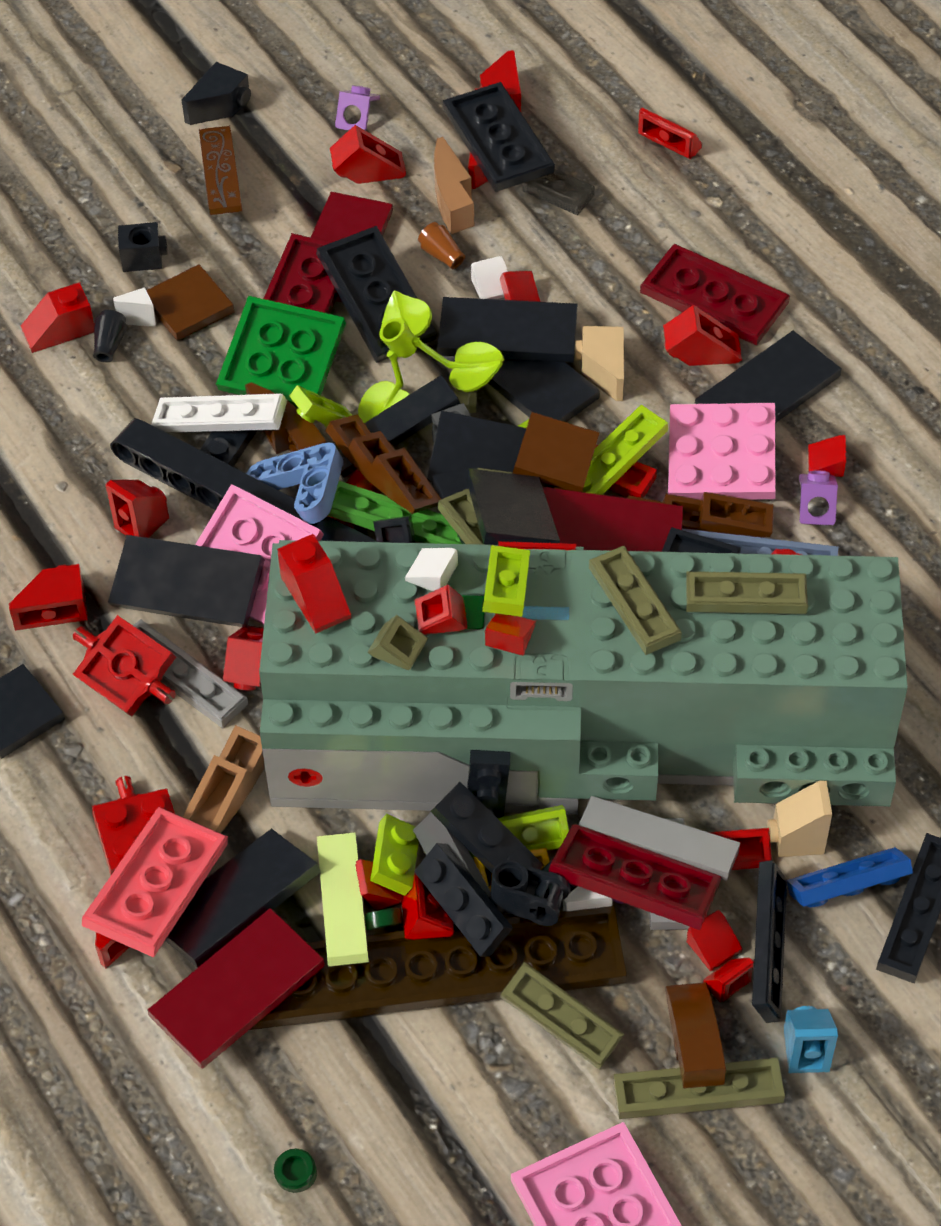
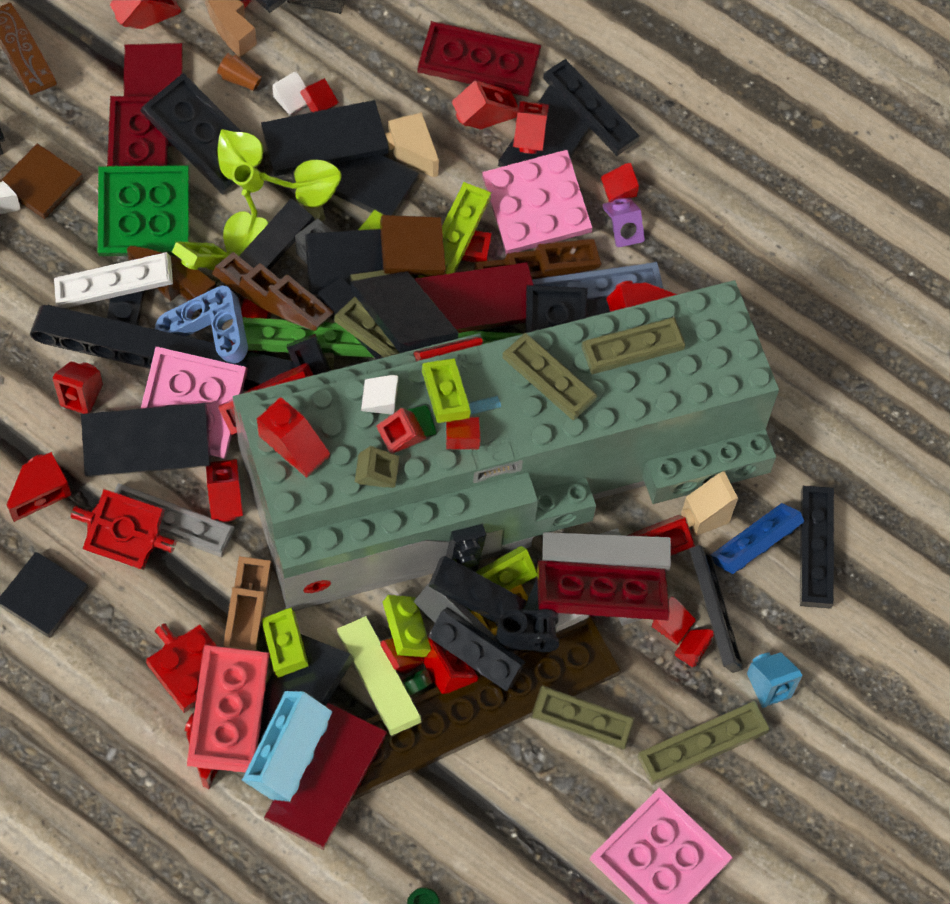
camera: 25 degrees left, 10 degrees up
(200, 936) = (287, 746): none -> medium azure brick
(250, 831) = (284, 642): none -> lime plate
(696, 1035) = (688, 701): reddish brown slope -> none
(741, 370) = (530, 127): none -> slope
(822, 369) = (591, 107): none -> black tile

